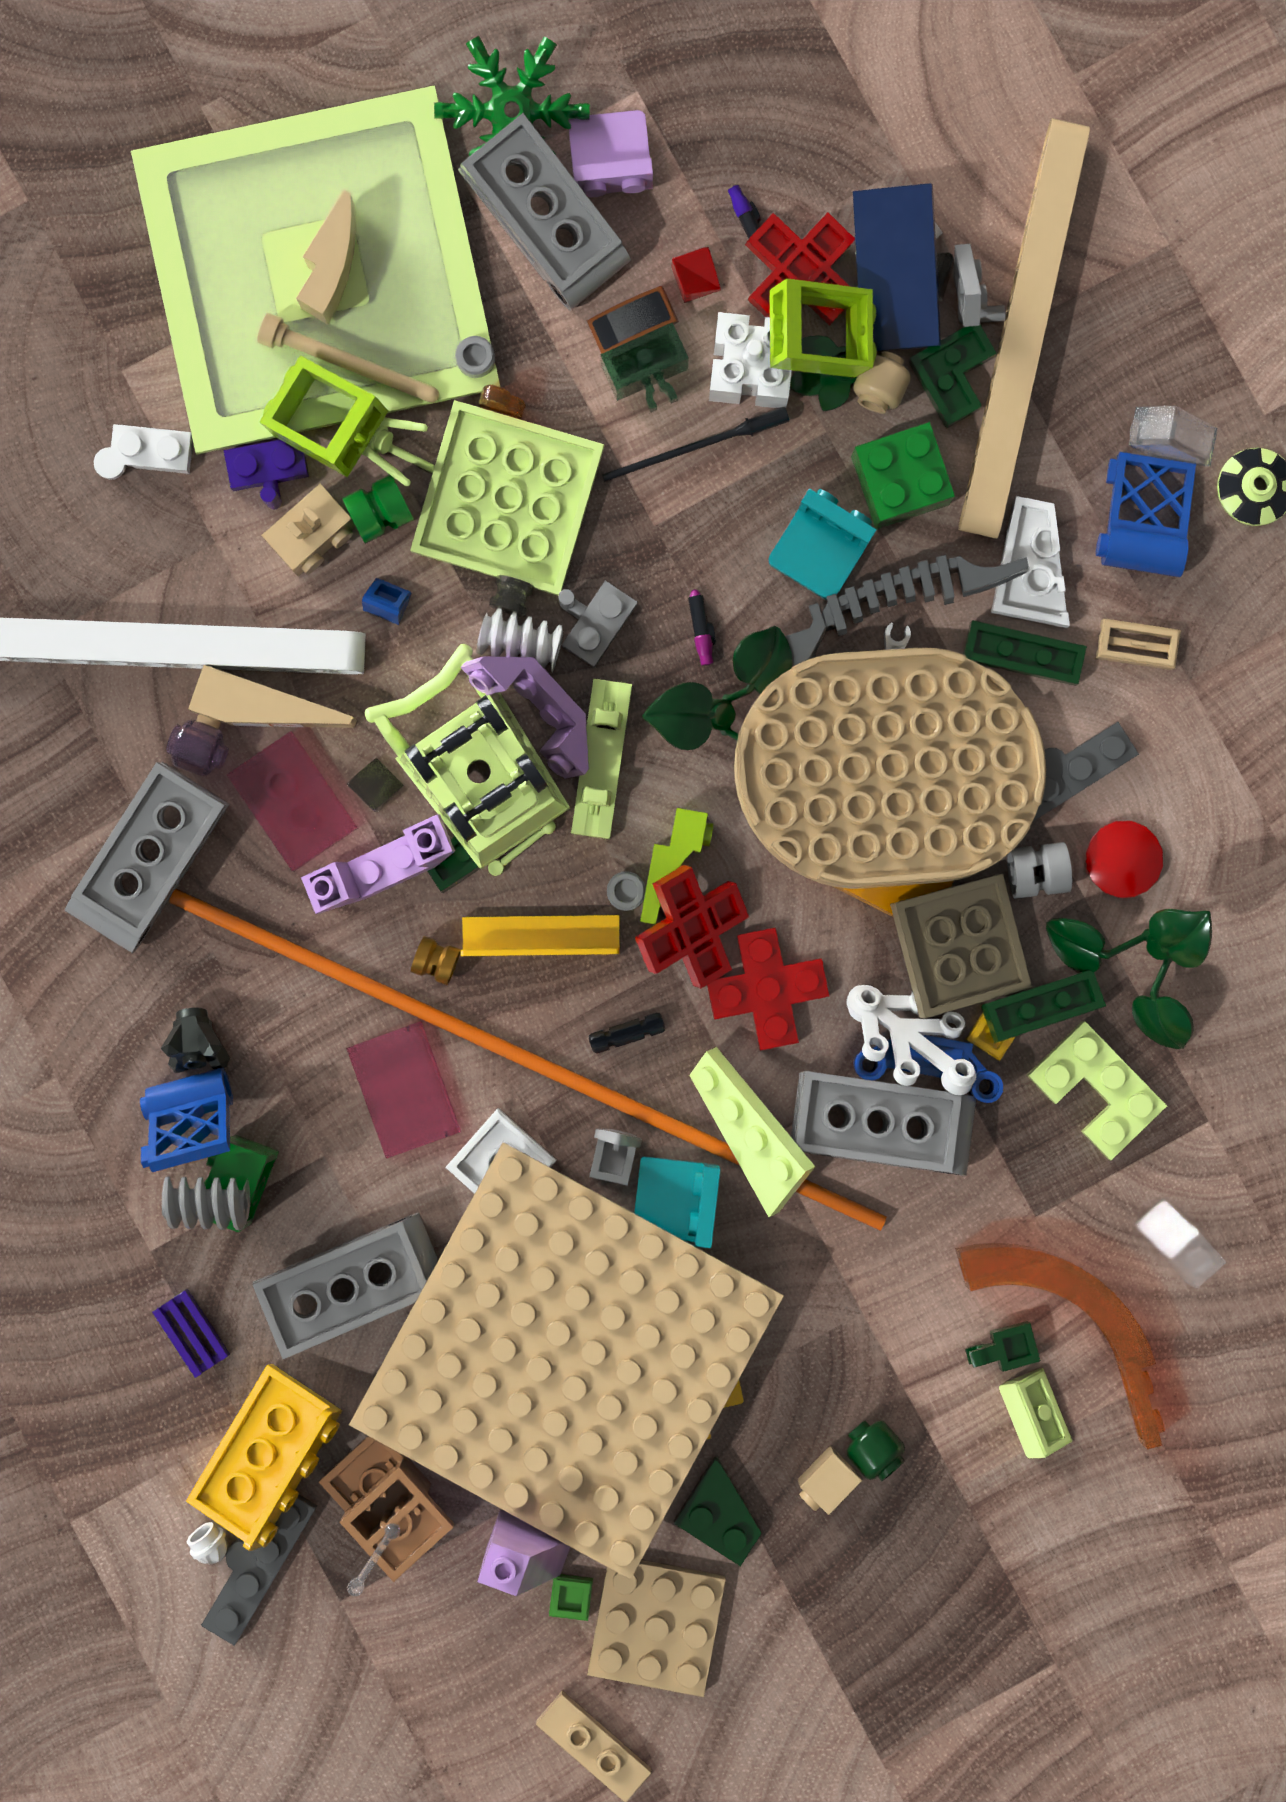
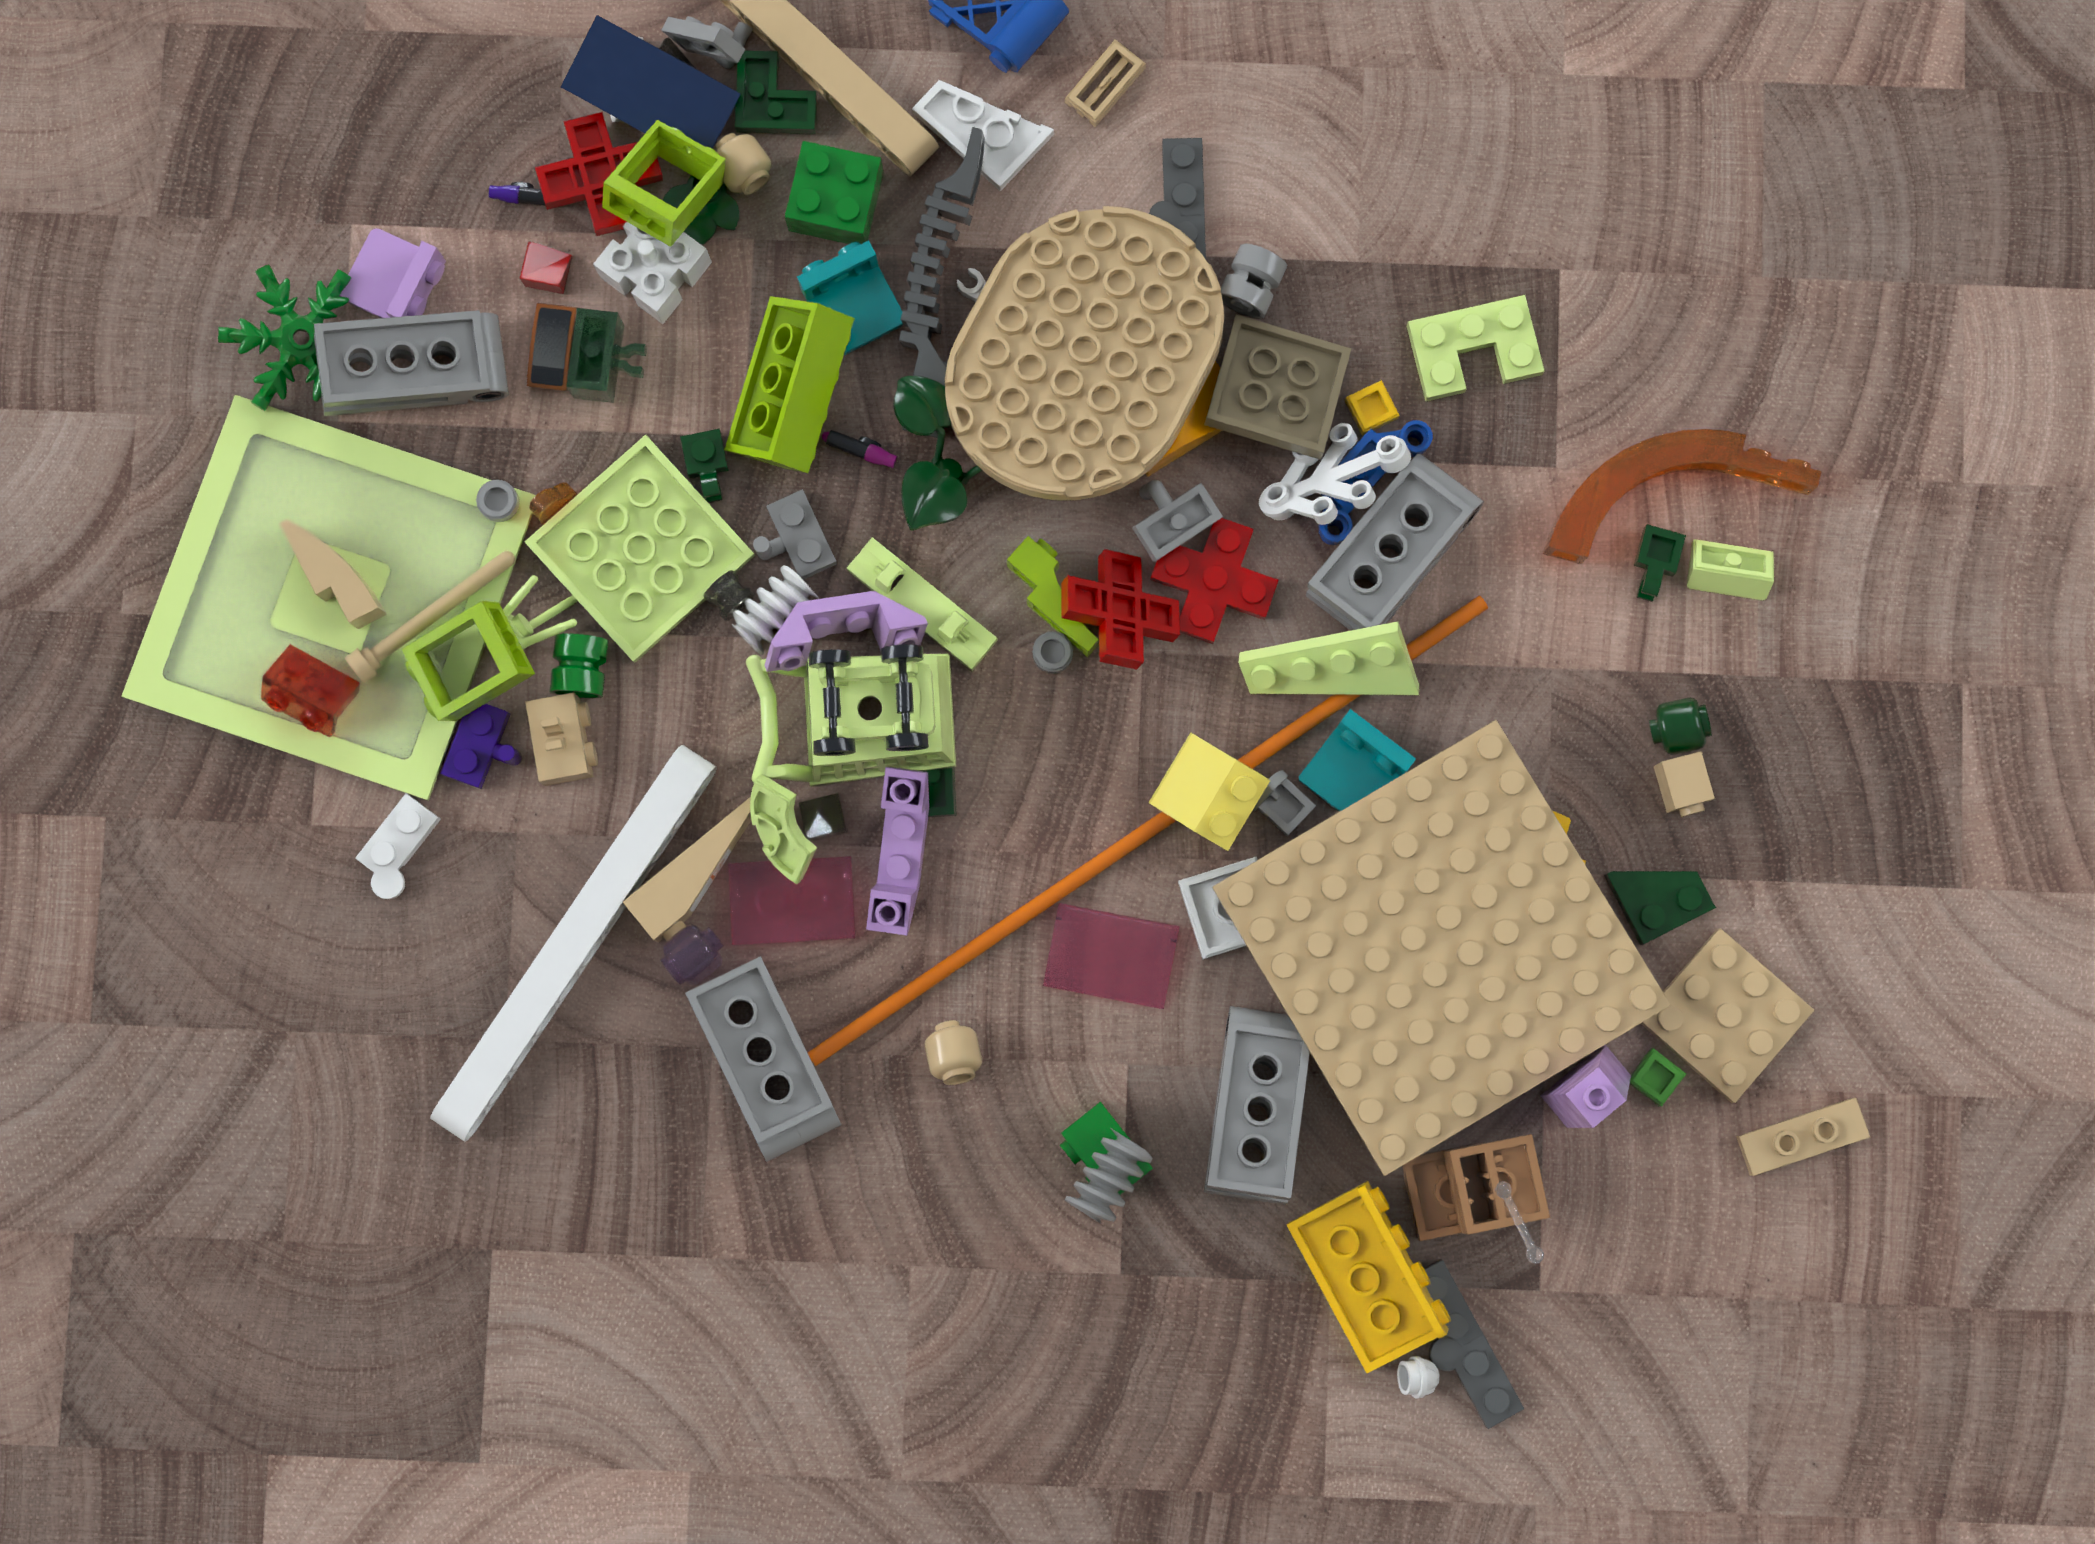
camera: 55 degrees left, 5 degrees down
(177, 1340) = (1252, 1278): dark purple tile -> none
(186, 1103) = (1006, 1153): blue piece -> none
(194, 1042) = (956, 1116): pearl dark grey rock -> none
(224, 299) = (308, 690): none -> clear red bracket
(245, 1009) = (953, 1053): none -> tan head
(344, 749) = (777, 826): none -> yellowish green tile
(386, 601) = (664, 710): blue slope -> none
(435, 960) = (1013, 855): pearl gold wheel -> none
(497, 867) = (962, 753): yellowish green hinge -> none
(541, 935) = (1047, 750): yellow panel -> none
(583, 1092) = (1209, 791): none -> light yellow slope
(615, 505) = (704, 459): none -> dark green plate
(626, 1033) = (1179, 723): black axle -> none
(717, 537) = (789, 383): none -> lime slope
(748, 427) = (708, 303): black piece -> none
(796, 927) = (1176, 519): none -> light grey plate
(1024, 653) = (1053, 182): dark green plate -> none
(1043, 1006) = (1373, 348): dark green plate -> none
(1124, 859) = (1286, 205): red dish -> none
(1170, 937) = (1377, 192): dark green plant -> none
(1180, 1244) = (1653, 354): clear slope -> none

